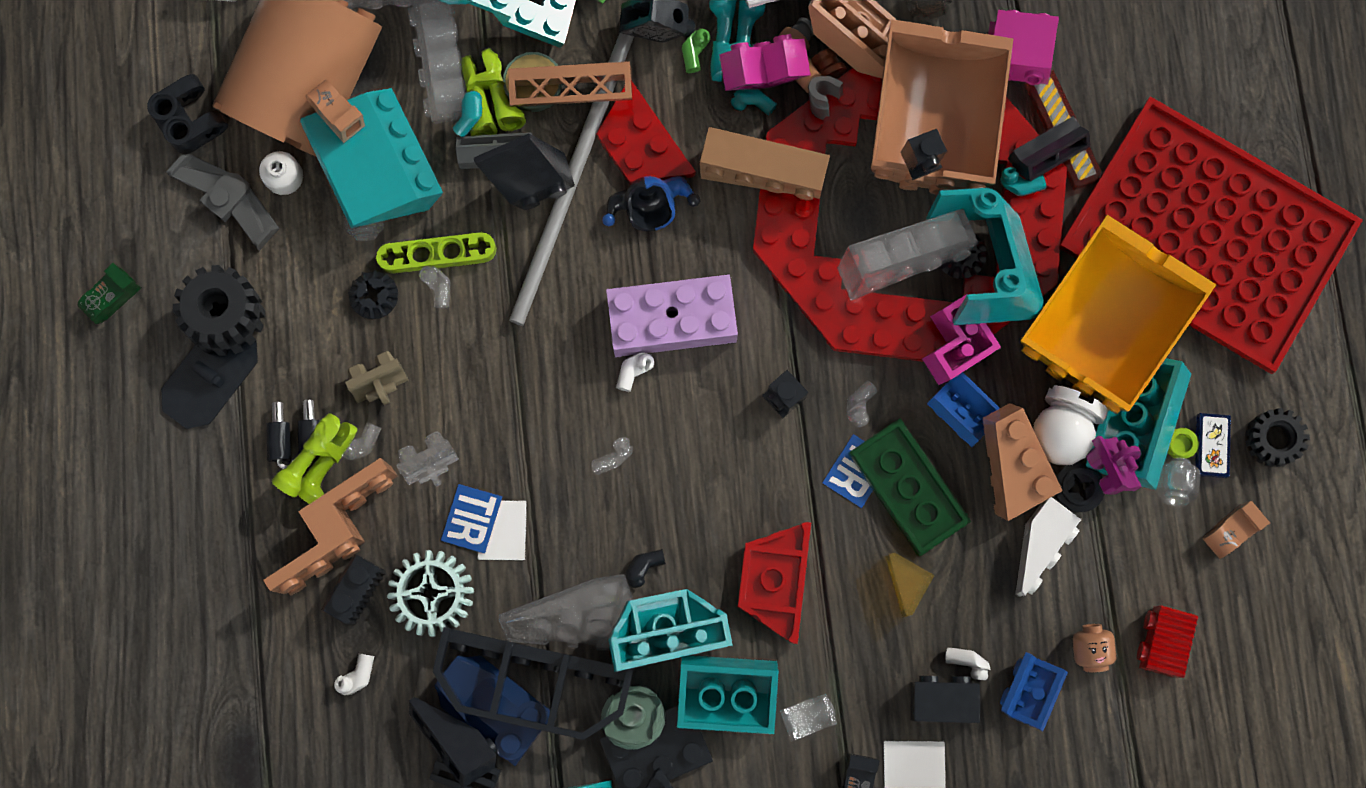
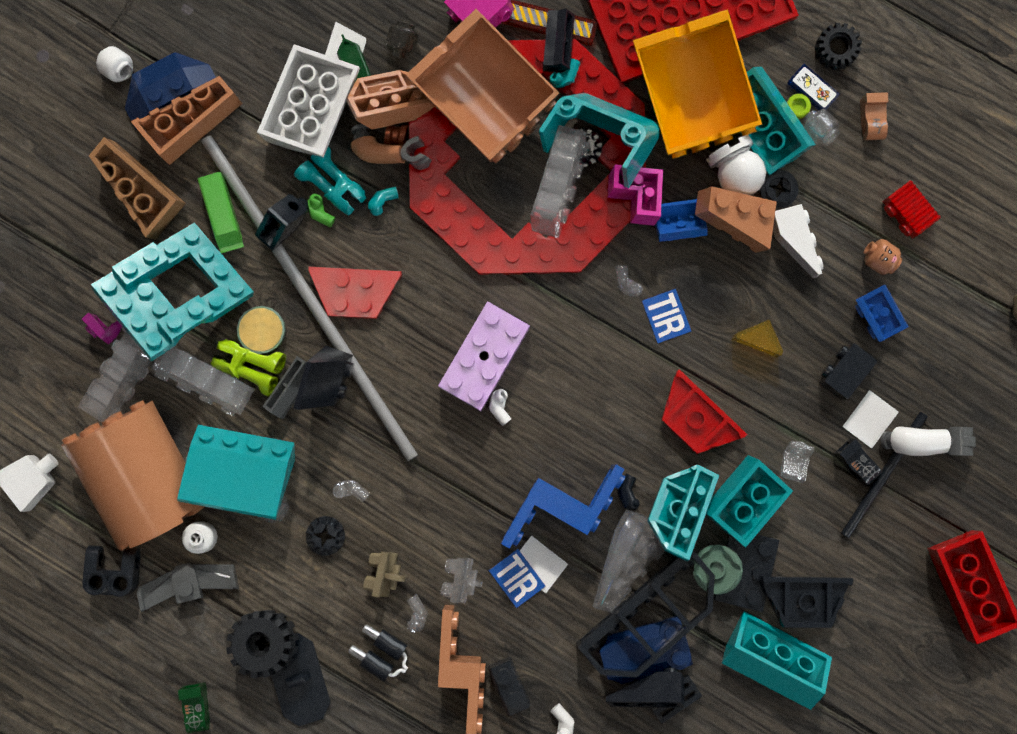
camera: 50 degrees left, 5 degrees up
(329, 442) = (404, 636): lime piece -> none
(336, 111) = (190, 473): nougat leg -> none
(430, 578) = (564, 650): light aqua gear -> none
(436, 247) = (325, 473): lime beam -> none
(470, 113) = (254, 385): teal arm -> none
(569, 76) = (278, 302): nougat fence -> none
(577, 505) = (564, 506): none -> blue bracket
(614, 459) = (547, 462): clear arm -> none
(650, 202) = (399, 315): black piece -> none
(762, 164) = (433, 226): medium nougat wedge -> none
(764, 63) = (367, 174): dark pink brick -> none
(785, 394) = (587, 324): black brick -> none
(909, 487) = (701, 292): dark green tile -> none
(923, 154) = (509, 122): black brick -> none
(969, 658) = (833, 336): white arm -> none
(1118, 462) = (787, 155): magenta hips -> none

